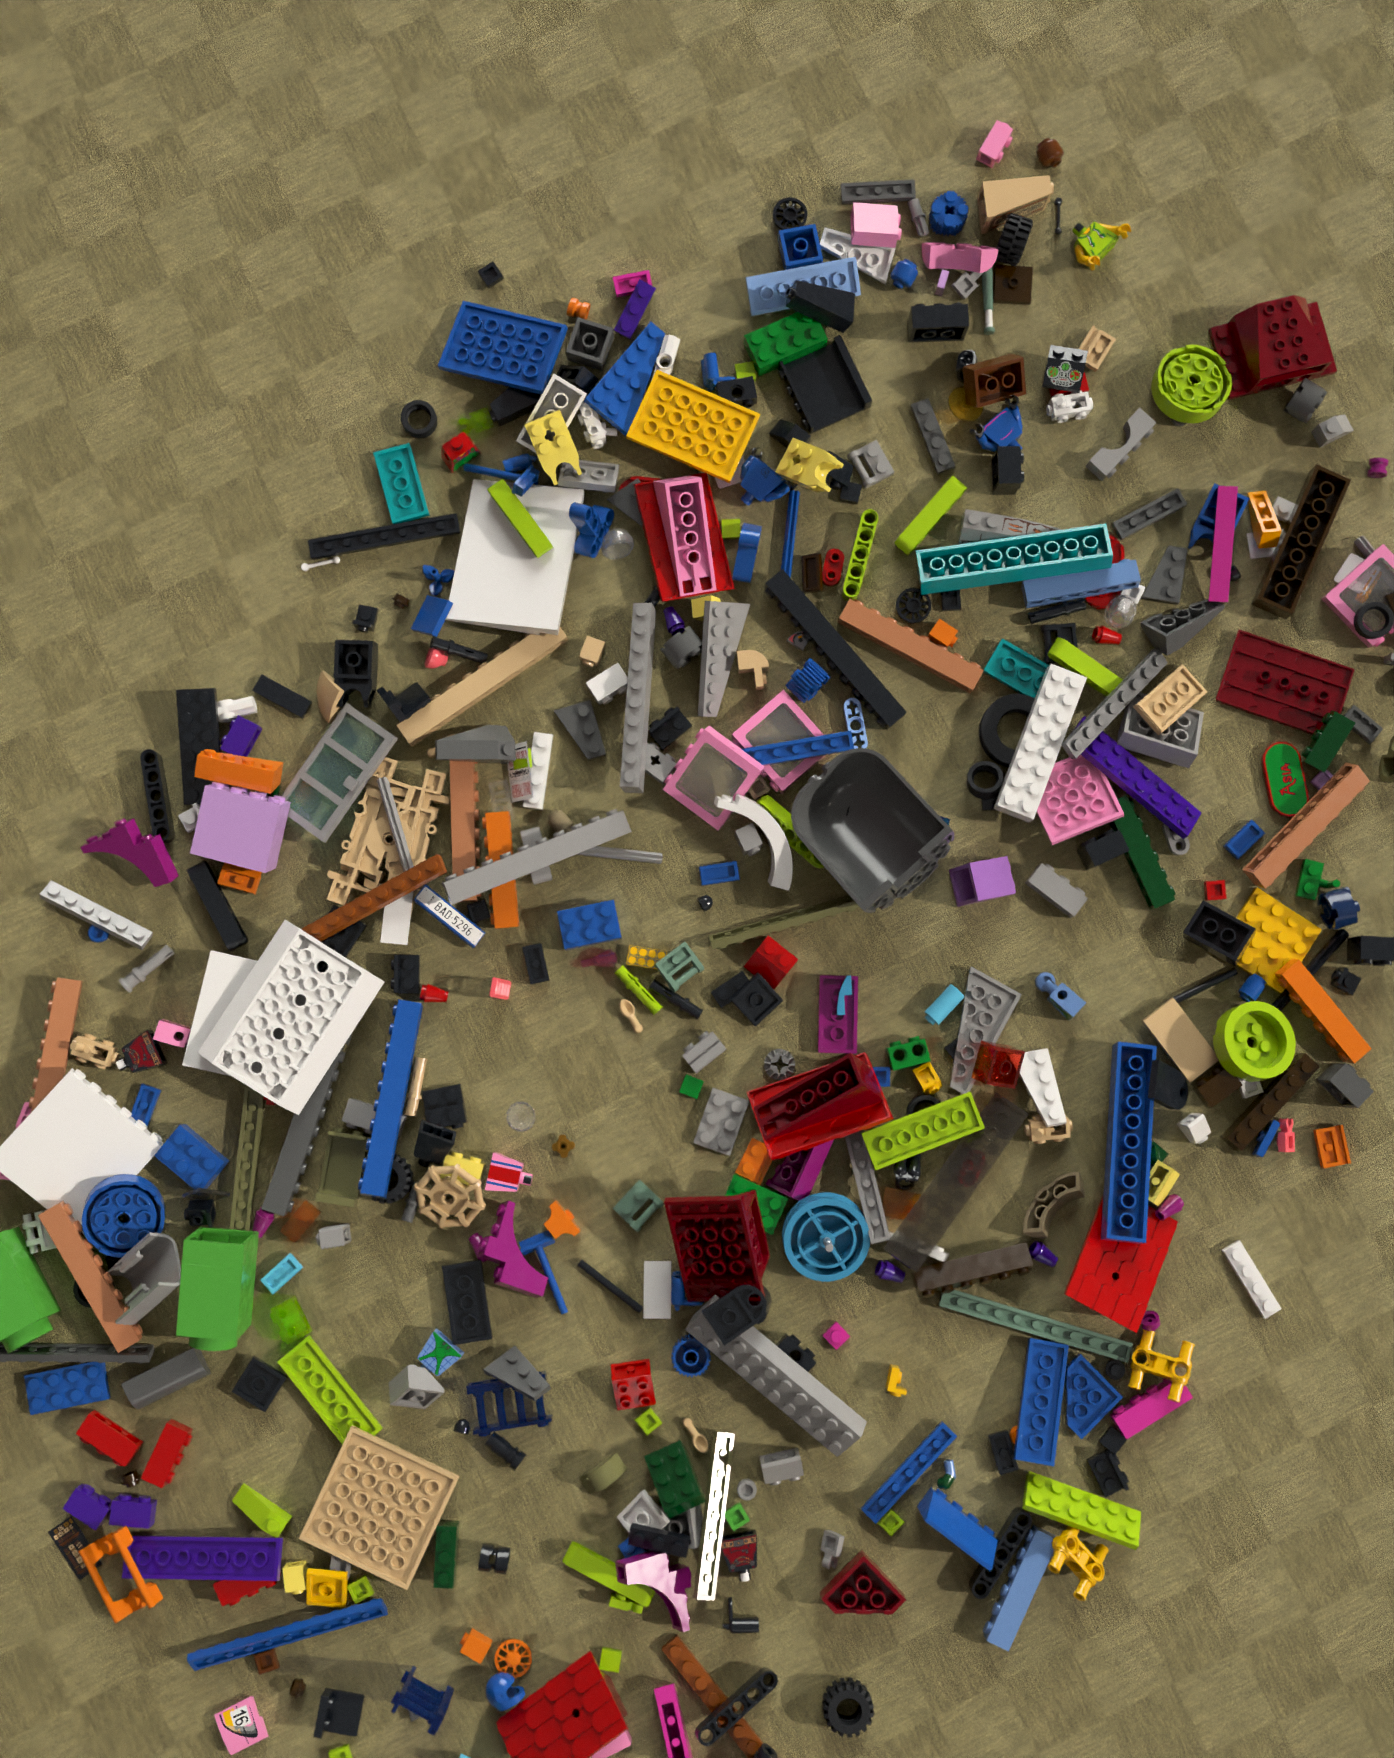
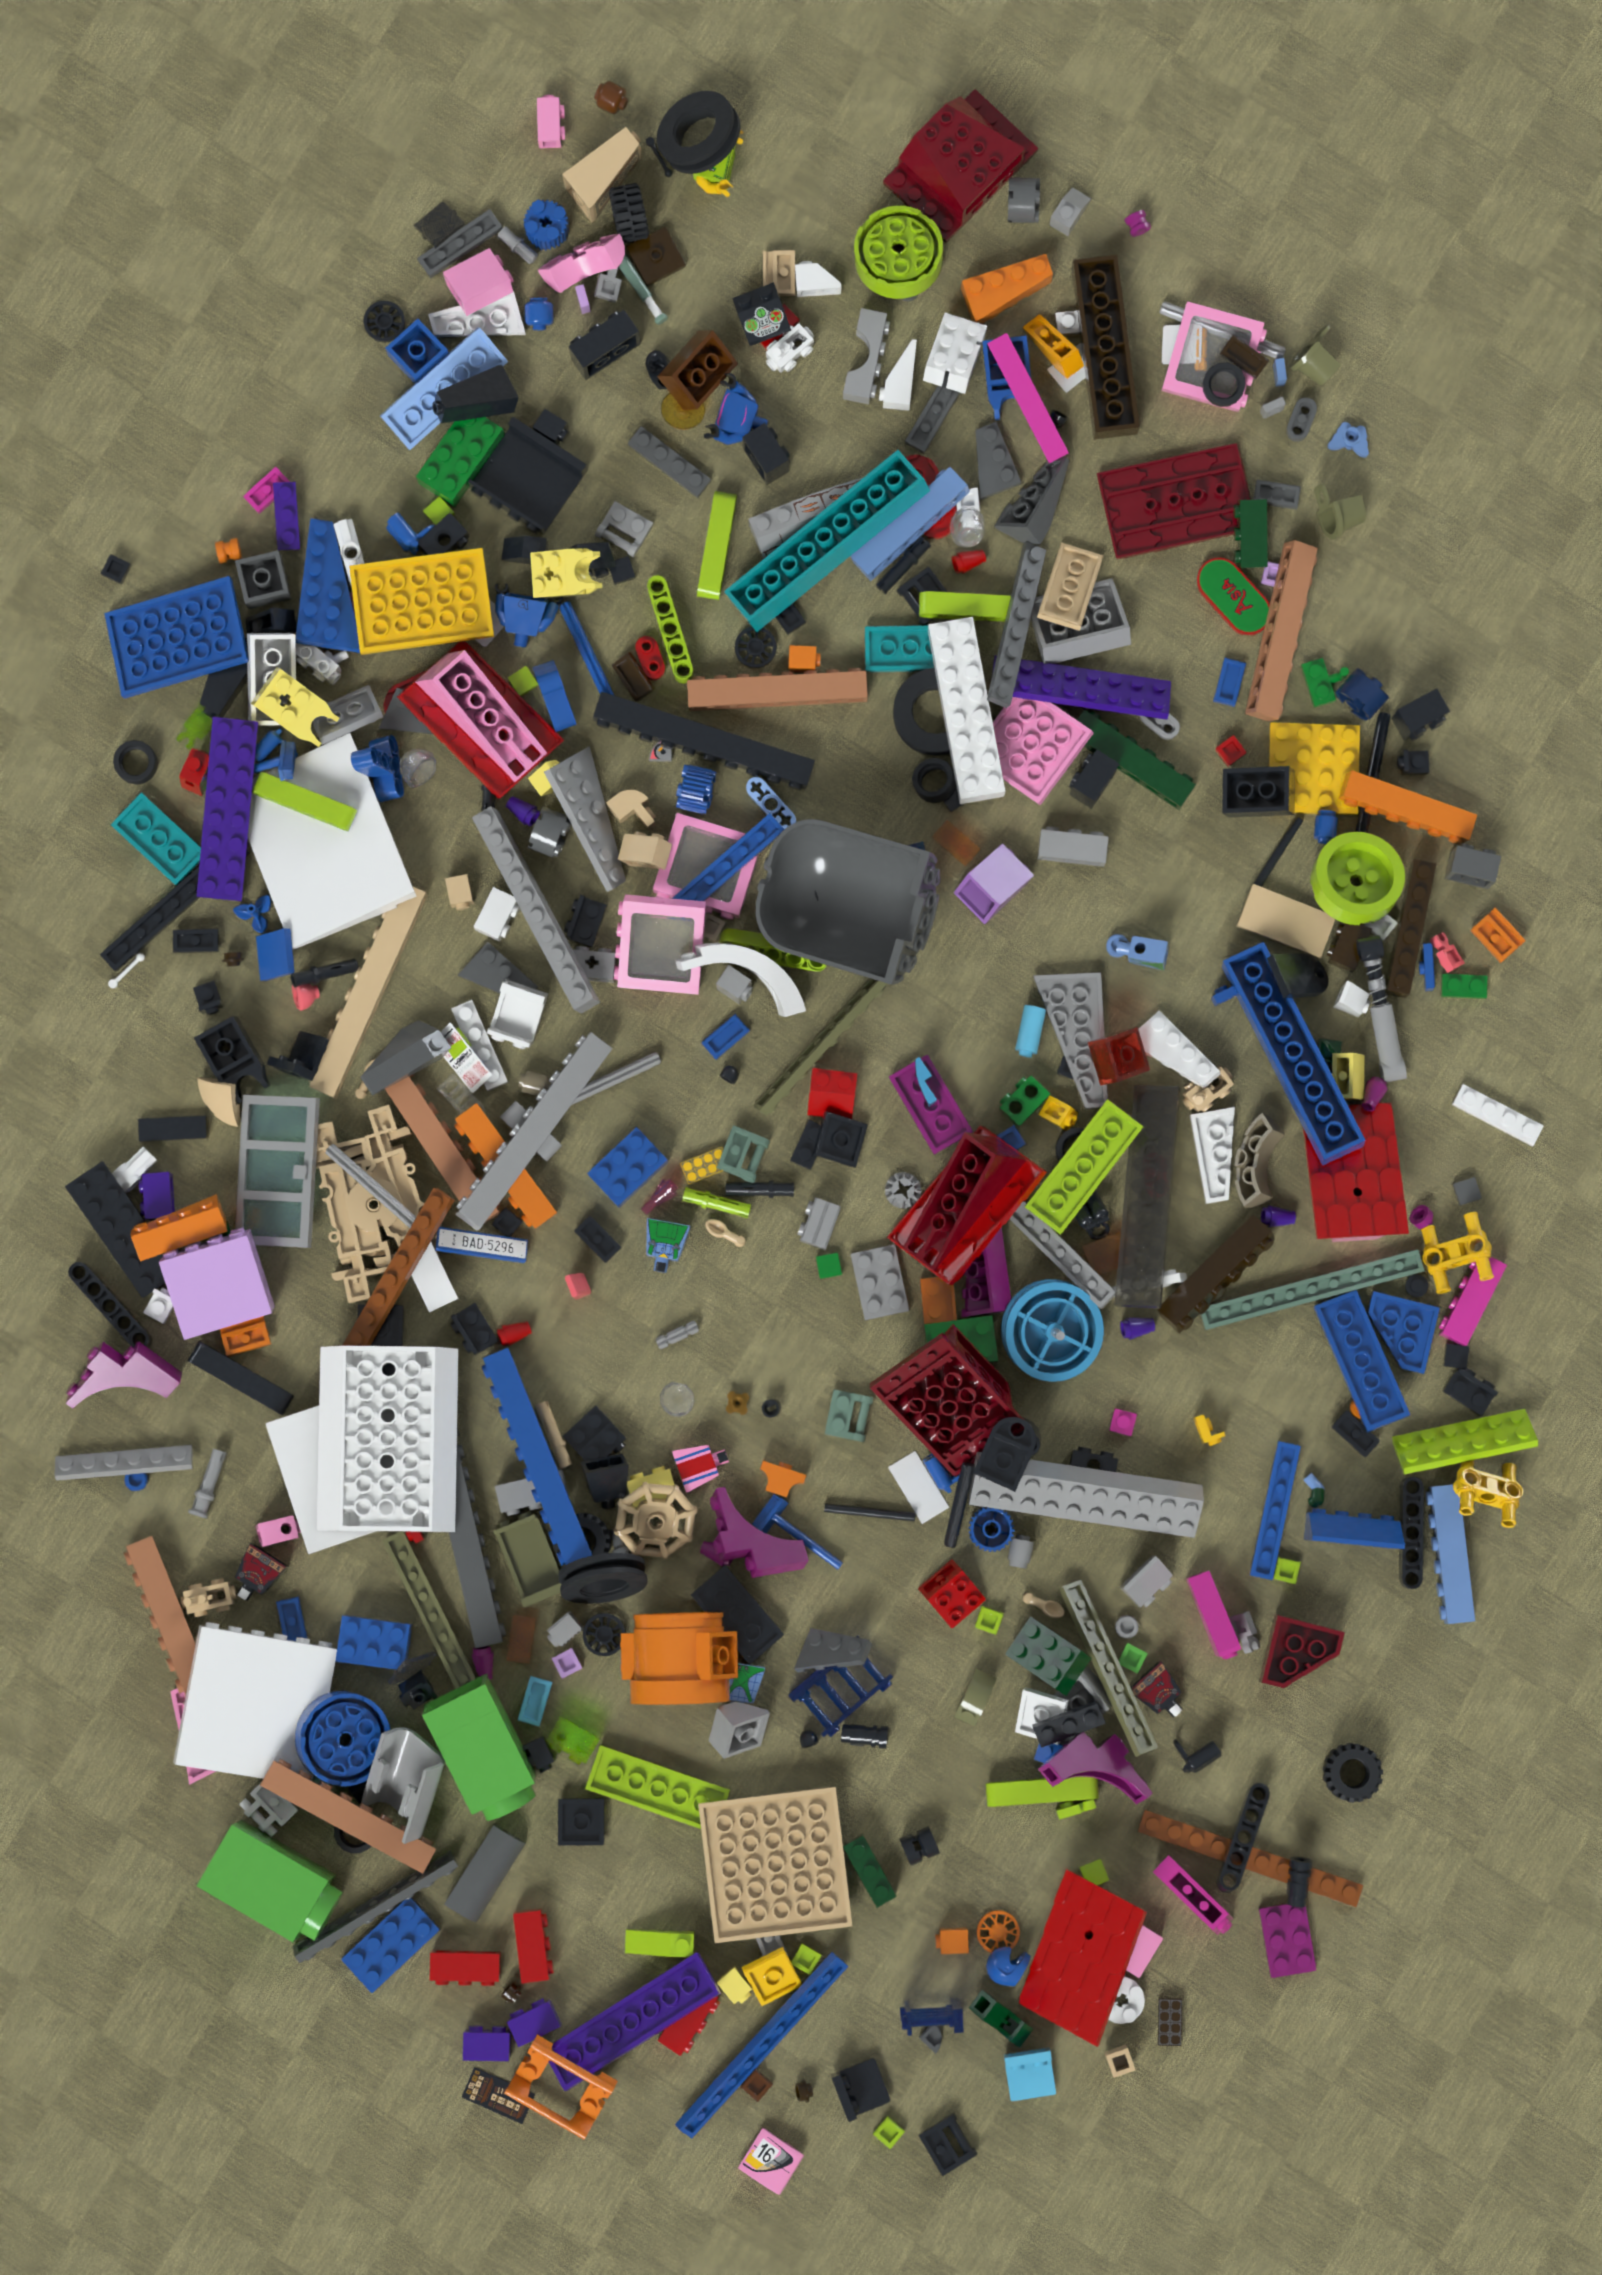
camera: 25 degrees left, 0 degrees up
(260, 1314) = (539, 1754): none -> black brick
(322, 1259) = (567, 1663): none -> lavender tile
(362, 1255) = (603, 1634): none -> black wheel
(382, 572) = (196, 941): none -> black plate
(383, 1216) = (603, 1578): none -> black tyre
(401, 1313) = (679, 1658): none -> orange cylinder
(461, 490) = (227, 808): none -> dark purple plate
(474, 1723) = (1001, 2018): none -> dark green brick
(547, 1068) = (677, 1334): none -> light grey axle
(578, 765) = (517, 1014): none -> white panel
(583, 996) = (665, 1242): none -> torso
(585, 1169) = (769, 1403): none -> black hinge
(678, 1323) = (959, 1504): none -> black axle
(702, 1385) = (1020, 1551): none -> light grey brick
(743, 703) = (645, 850): none -> tan brick
(816, 1524) = (1213, 1615): none -> dark pink slope
(863, 359) = (551, 427): none -> black brick
(871, 169) = (439, 224): none -> clear smoke piece
(972, 835) = (956, 843): none -> clear orange plate
(1026, 1173) = (1213, 1148): none -> white wing
(1099, 228) = (714, 147): none -> black tyre
(1101, 1065) = (1223, 994): none -> blue plate
(1117, 369) = (815, 280): none -> white slope
(1133, 478) = (899, 382): none -> white slope
(1191, 479) = (955, 351): none -> white piece
(1194, 1322) = (1467, 1191): none -> dark grey tile
(1196, 1192) = (1391, 1062): none -> piece
(1250, 455) = (1004, 287): none -> orange wedge
(1283, 1168) = (1464, 986): none -> green plate

